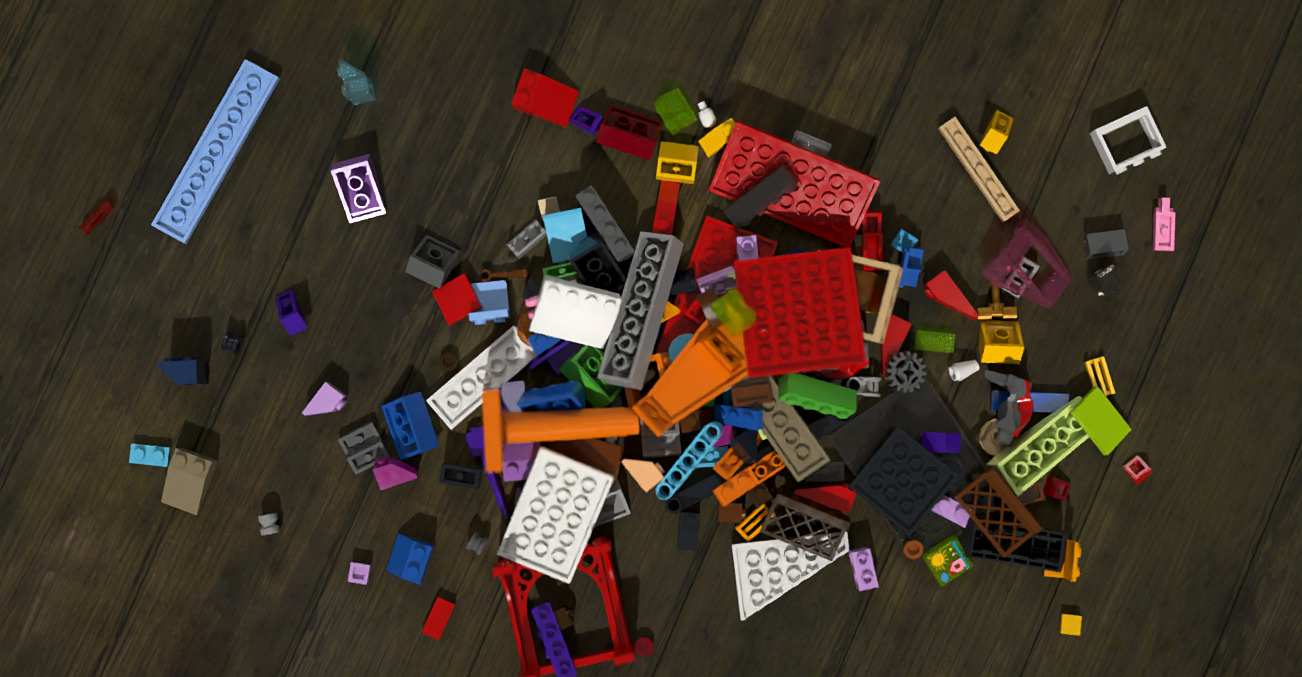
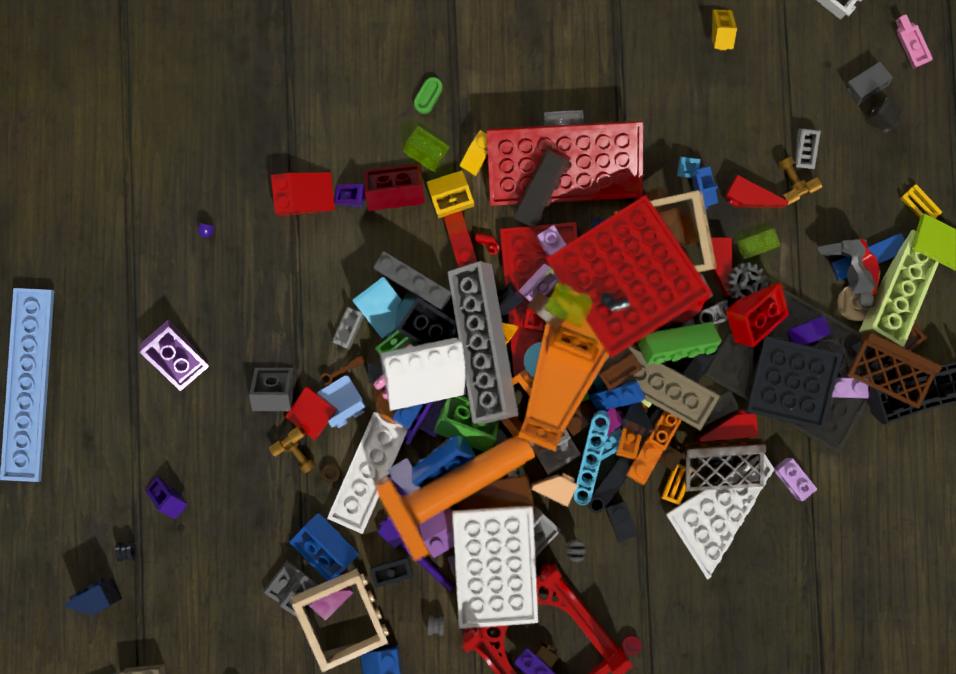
camera: 20 degrees left, 0 degrees up
(326, 400) = (236, 561): lavender slope -> none
(357, 85) = (126, 262): clear light blue slope -> none
(394, 462) = (325, 589): none -> tan window
(426, 317) = (290, 444): none -> pearl gold bar
(441, 90) = (205, 230): none -> dark purple hinge
(548, 206) = (353, 289): tan slope -> none
(634, 535) = (575, 550): none -> dark grey arm
(691, 222) = (489, 241): none -> red arm
(700, 64) = (428, 95): none -> bright green tile
(706, 115) = (456, 139): white cylinder -> none
(731, 513) = (653, 486): reddish brown brick -> none
(772, 329) = (613, 304): none -> black arm
(872, 238) = (658, 178): red slope -> none
(900, 404) = (757, 315): none -> red slope
(912, 549) = (830, 440): dark orange tile -> none
(947, 560) = (866, 435): clear neon green tile -> none
(962, 370) = (796, 257): white cone -> none
(978, 169) = (723, 70): tan plate -> none
(999, 267) = (792, 130): clear pink windscreen -> none
(1000, 342) = (818, 215): yellow slope -> none
(1056, 488) = (931, 322): dark red slope -> none

